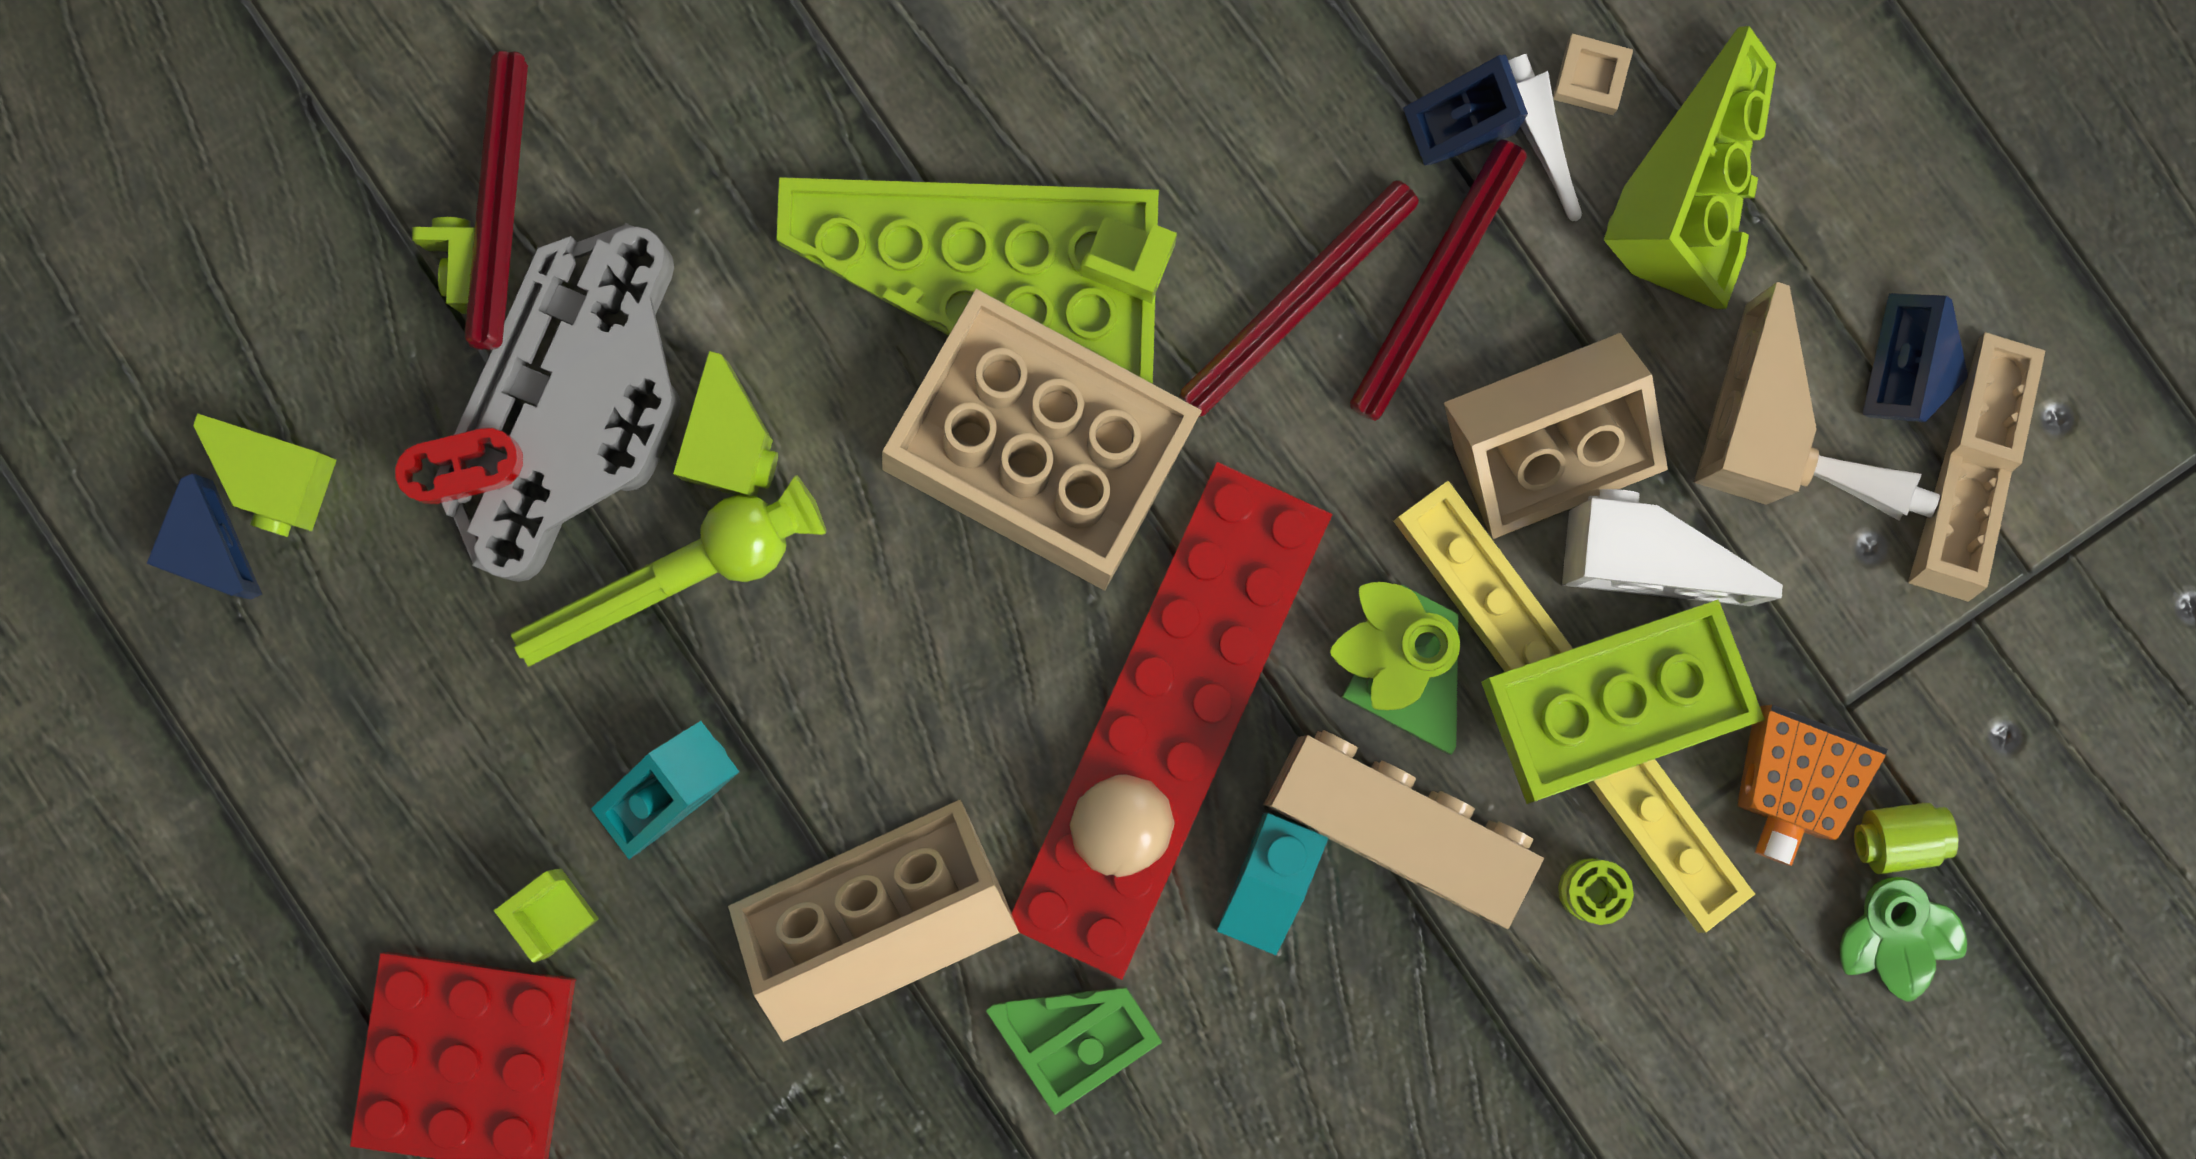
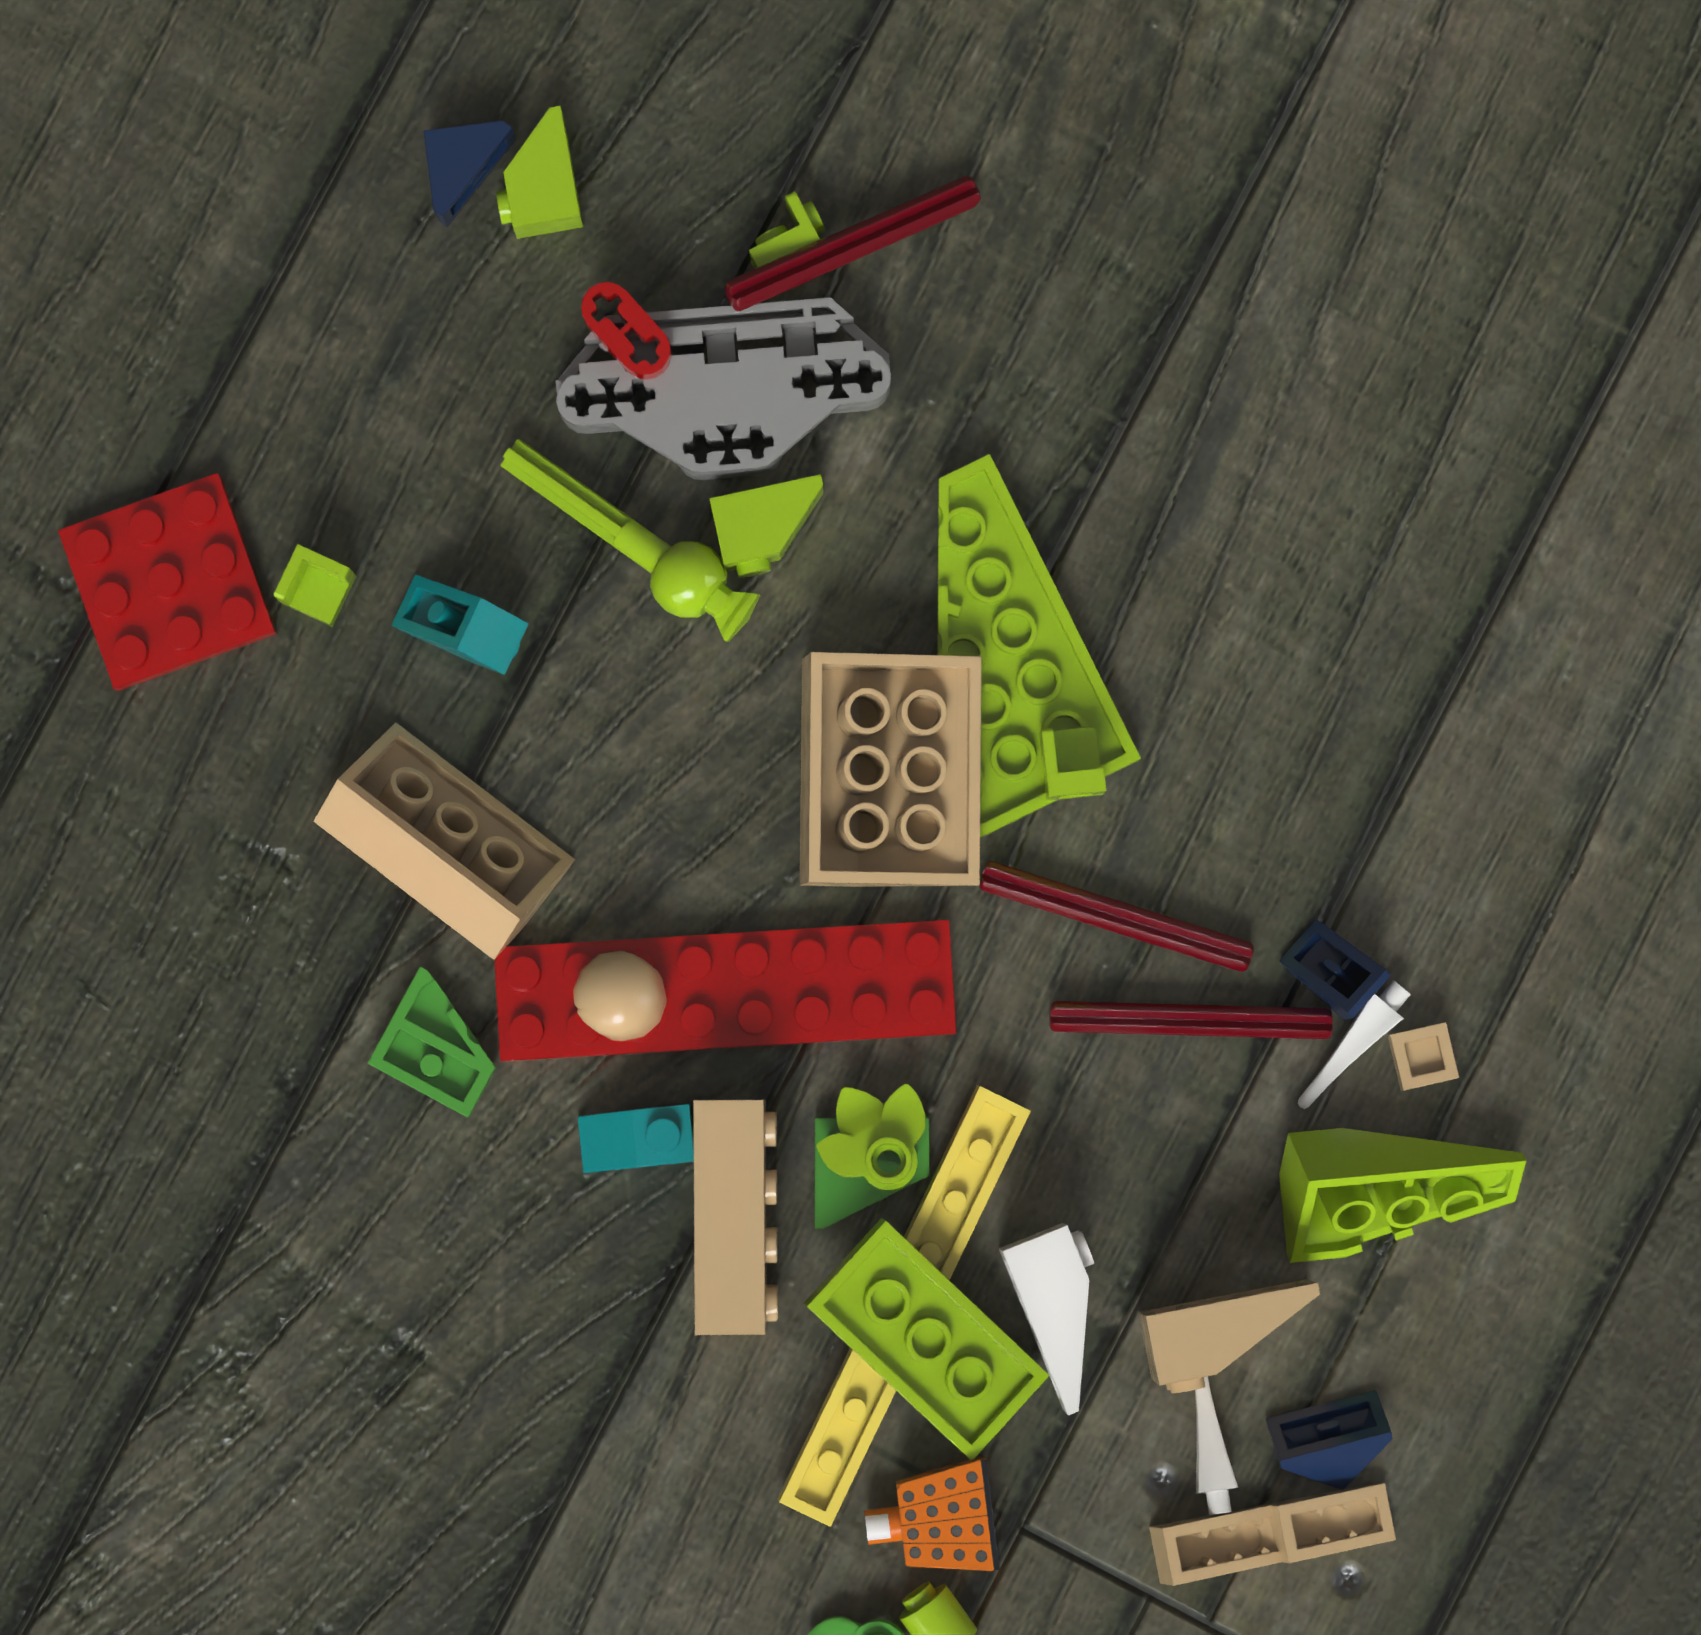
camera: 65 degrees right, 0 degrees up
(1558, 434) = (1114, 1179): tan slope -> none
(1583, 891) = (773, 1394): lime wheel -> none

